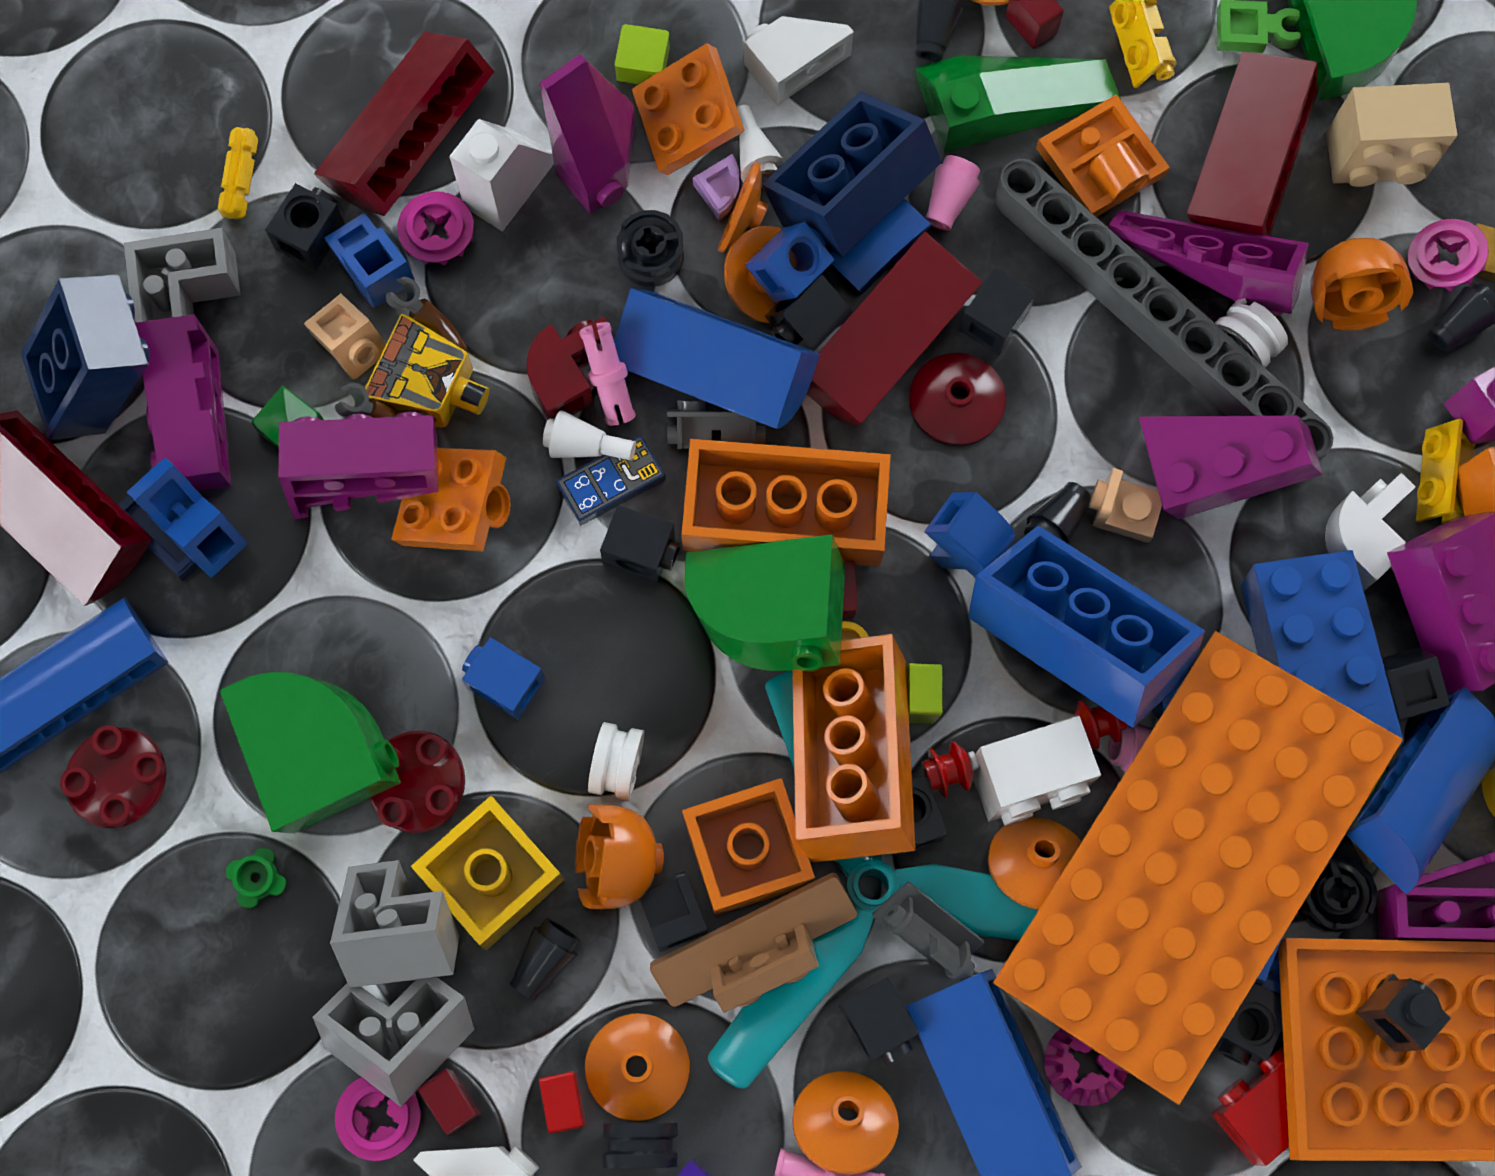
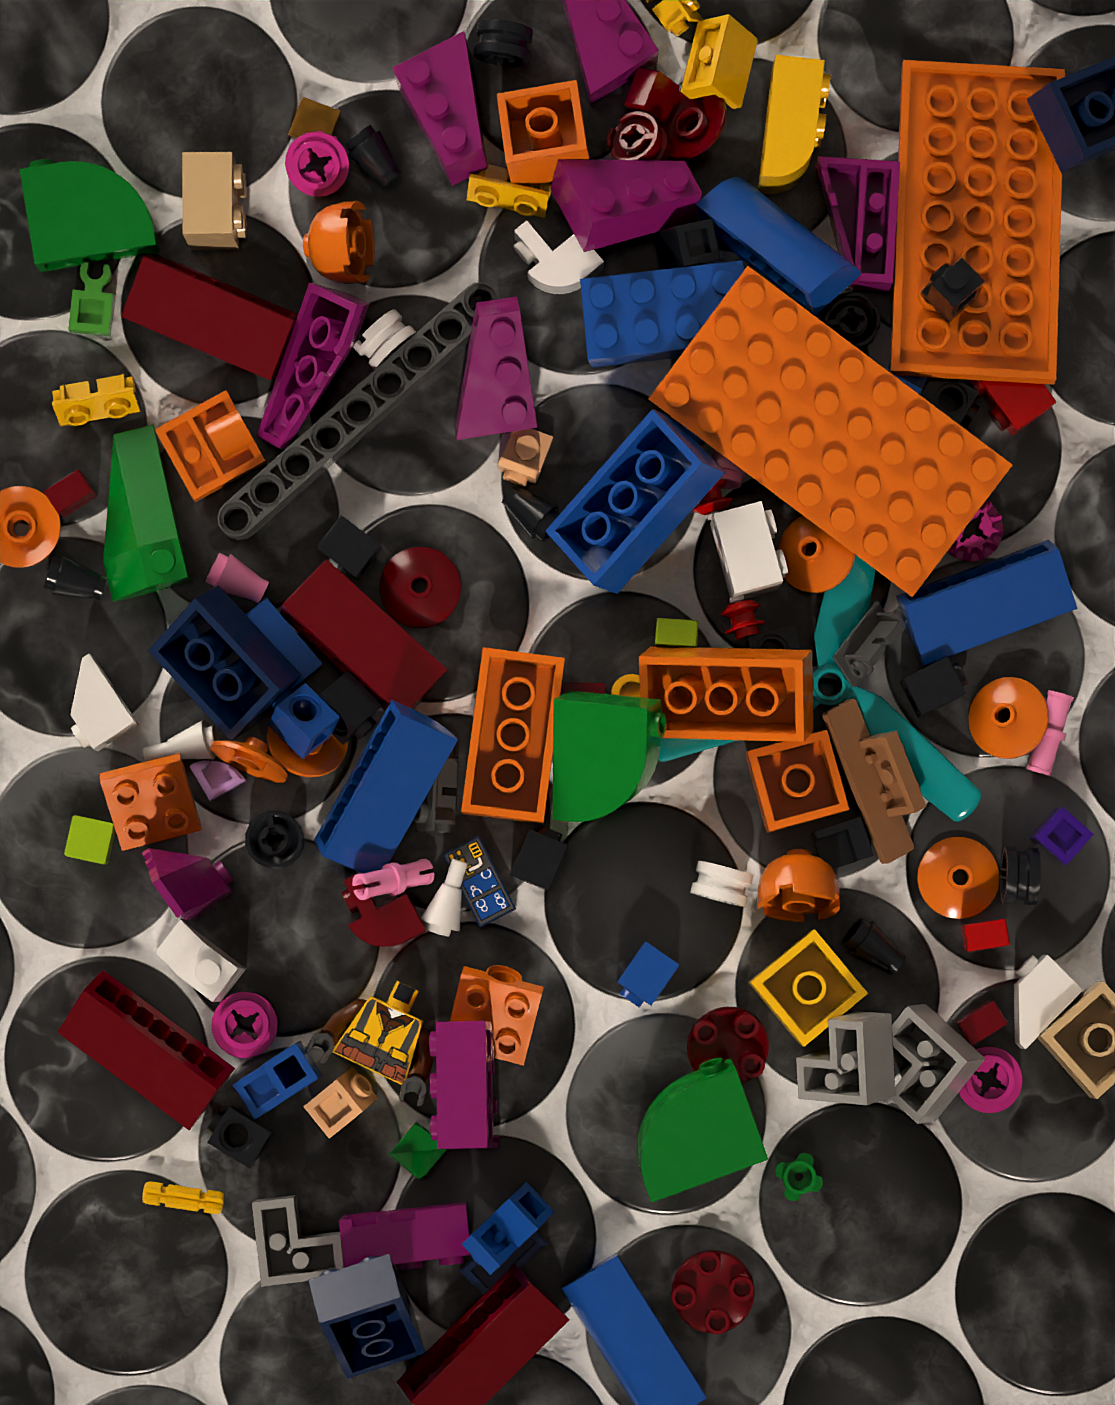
camera: 85 degrees left, 10 degrees up
(968, 533) = (553, 588): blue brick -> none

